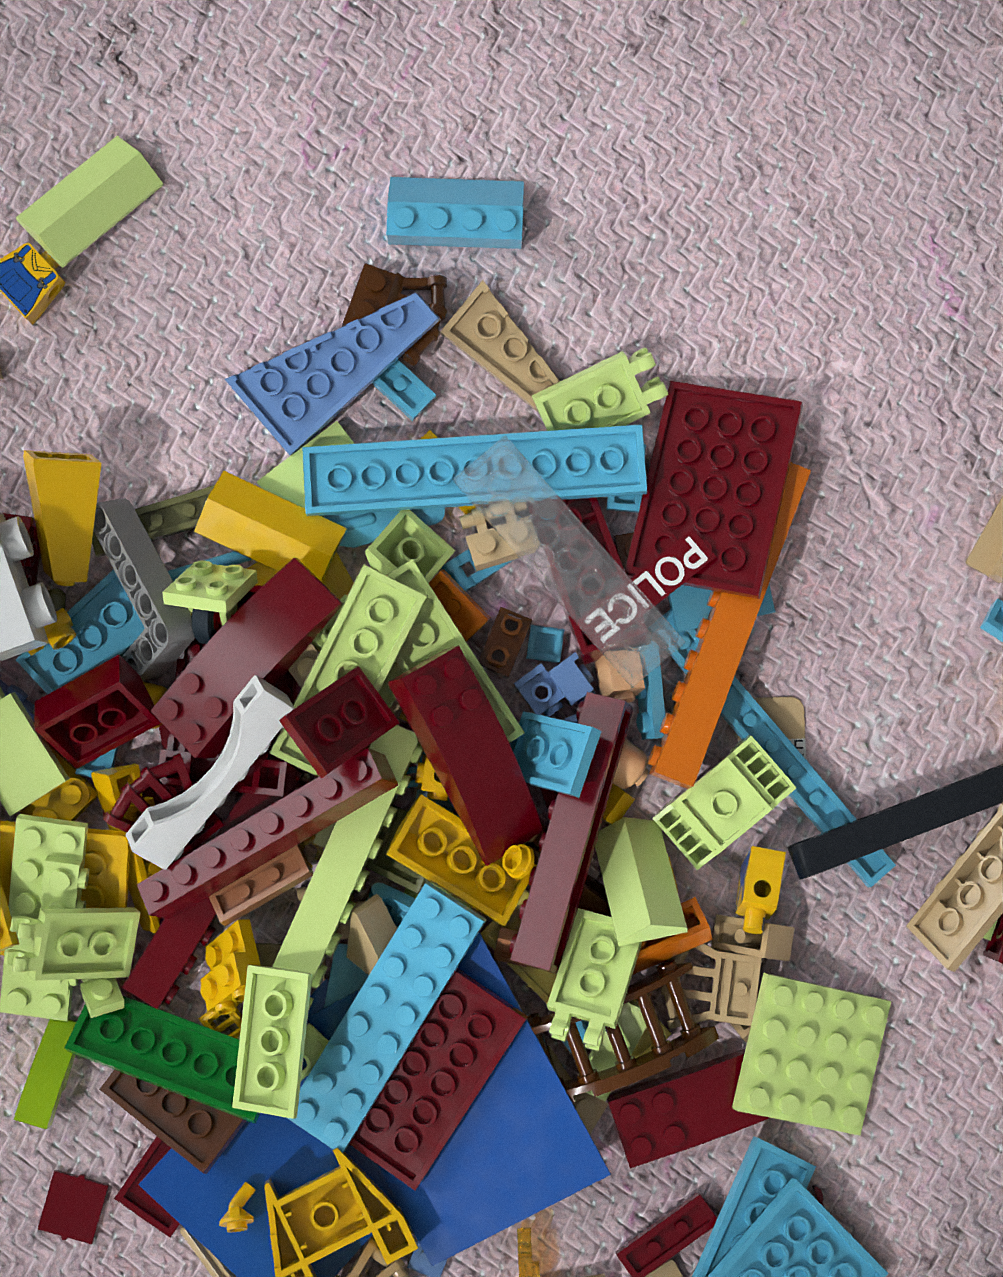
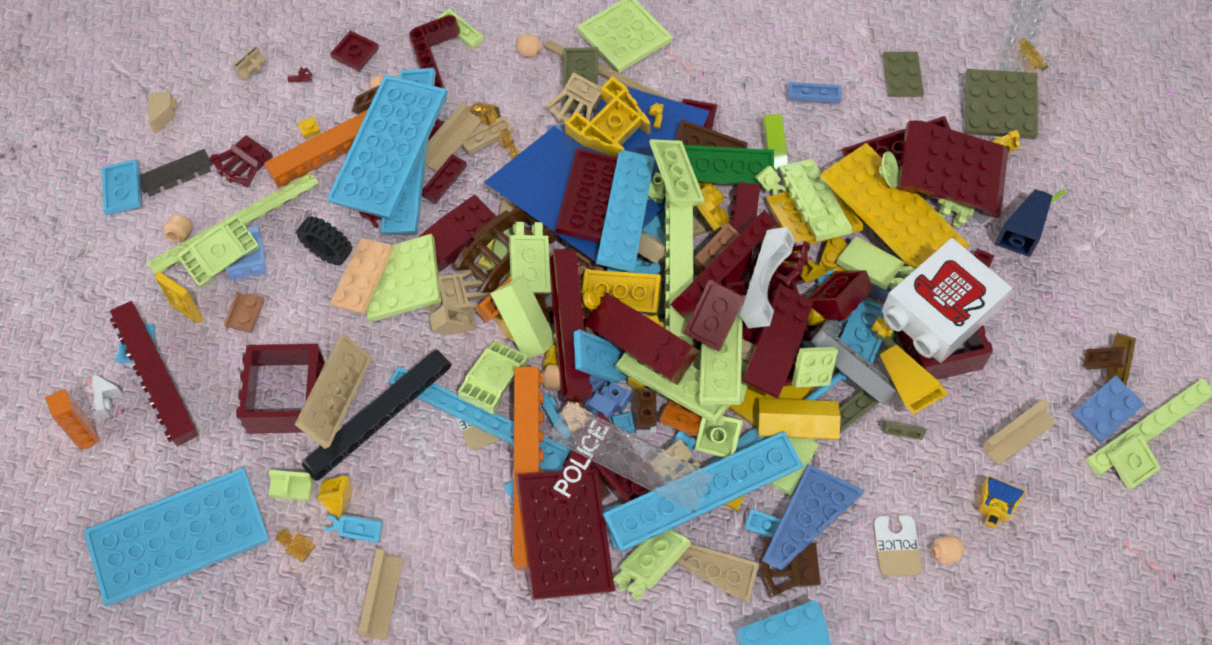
camera: 160 degrees right, 25 degrees down
(73, 1207) = (734, 98): dark red piece -> none
(76, 943) = (793, 187): yellowish green tile -> none
(90, 200) = (991, 556): yellowish green slope -> none
(113, 459) = (904, 429): none -> olive slope
(147, 237) = (948, 549): none -> light nougat head
(219, 271) = (897, 552): none -> piece
(759, 887) = (459, 346): yellow torso -> none
(876, 1084) = (362, 276): none -> light nougat plate
(924, 1172) = (324, 240): none -> black wheel

